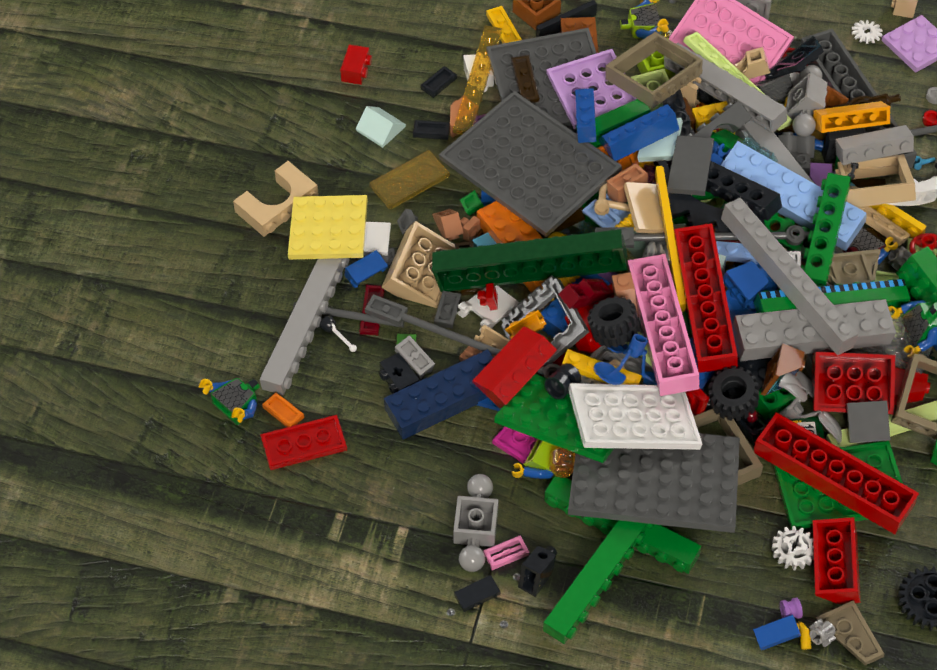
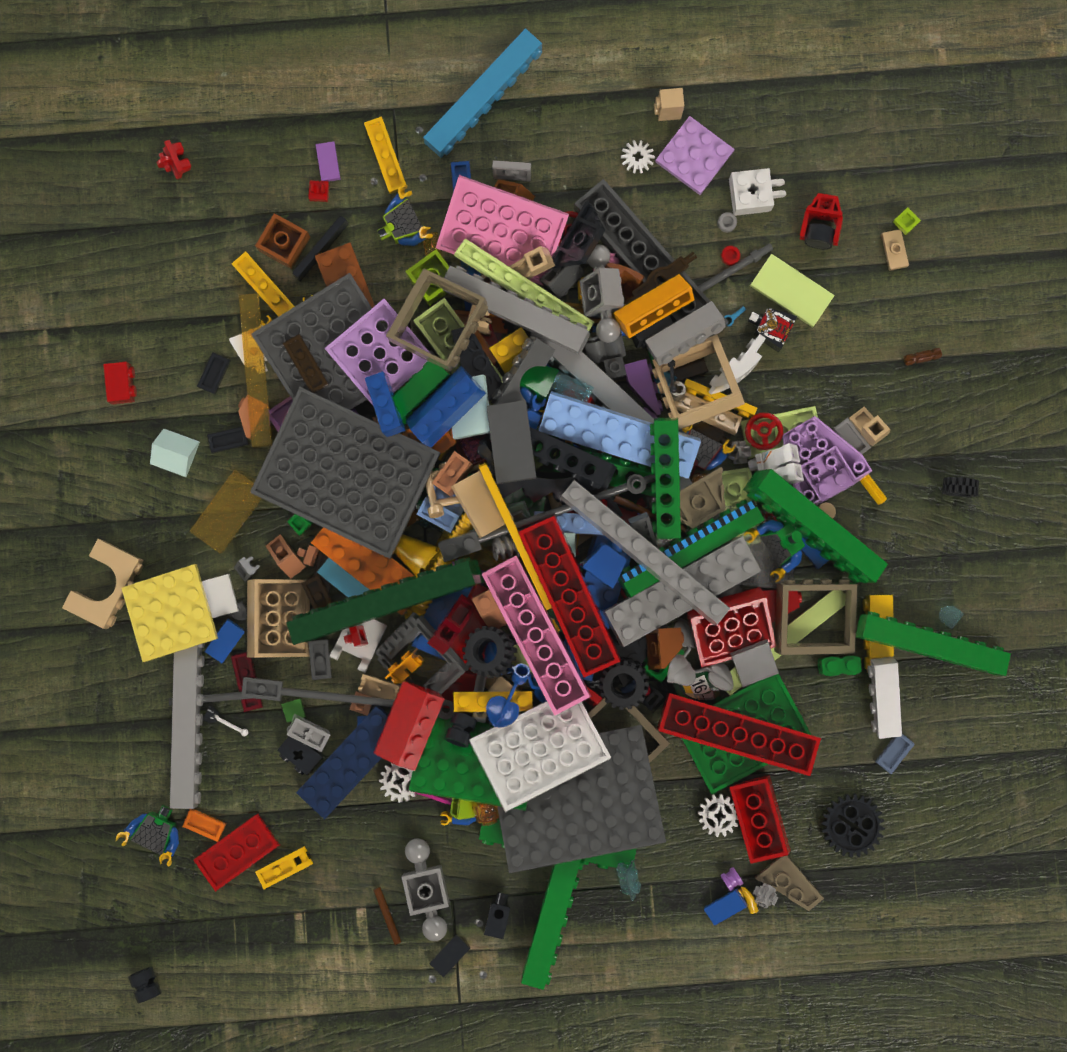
camera: 20 degrees left, 30 degrees up
(167, 521) = (144, 984): none -> black wheel
(344, 466) = (283, 868): none -> yellow plate
(428, 554) = (387, 915): none -> reddish brown bar
(476, 428) = (403, 788): none -> white gear
(510, 558) = (474, 893): bright pink tile -> none
(684, 582) = (628, 879): none -> clear light blue hinge

